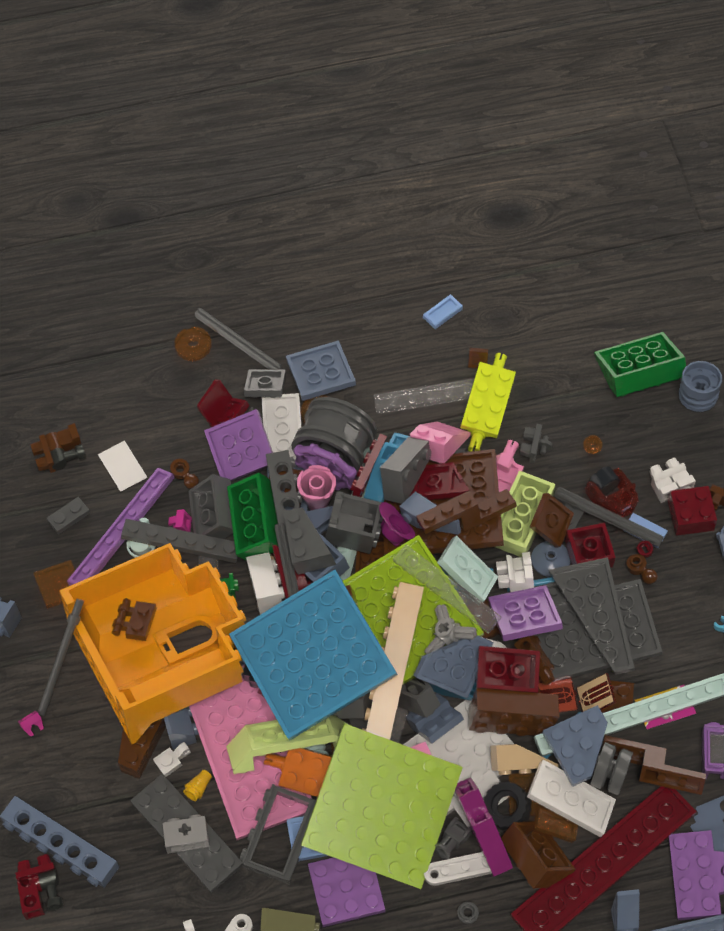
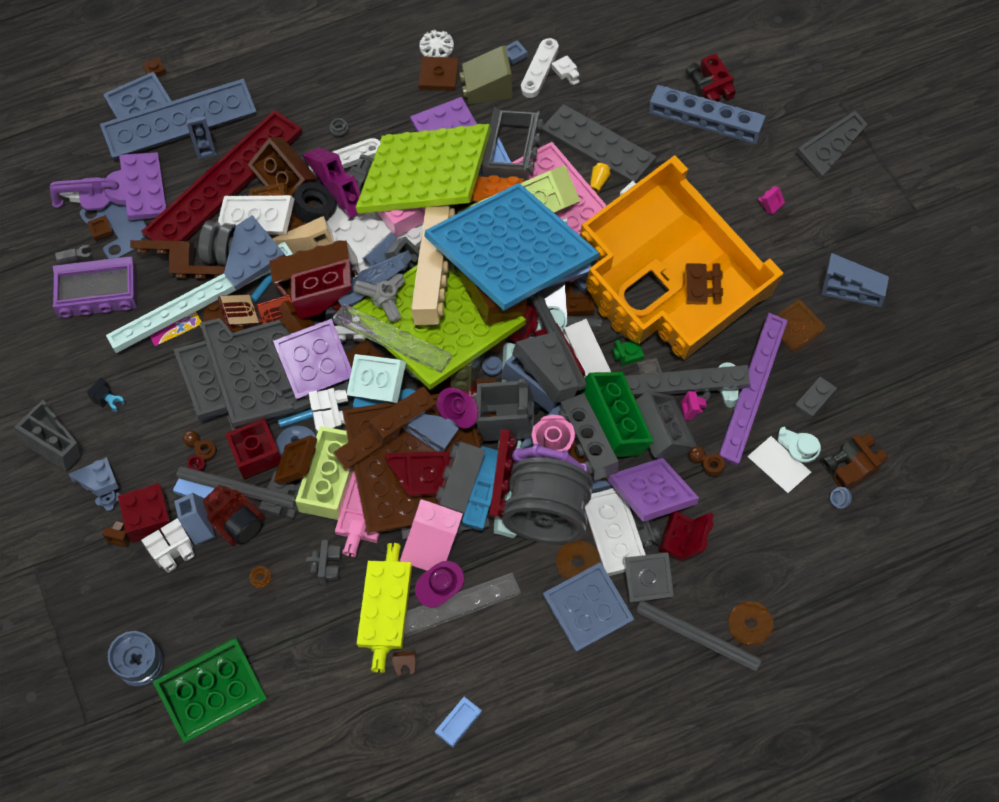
camera: 170 degrees right, 0 degrees up
(73, 620) = (760, 253): dark grey bar -> none
(83, 422) = (841, 497): none -> sand blue plate
(98, 474) = (799, 445): none -> light aqua piece
(196, 837) = (595, 128): light grey brick -> none
(439, 406) = (439, 584): none -> magenta piece
(650, 499) = (194, 518): none -> sand blue slope

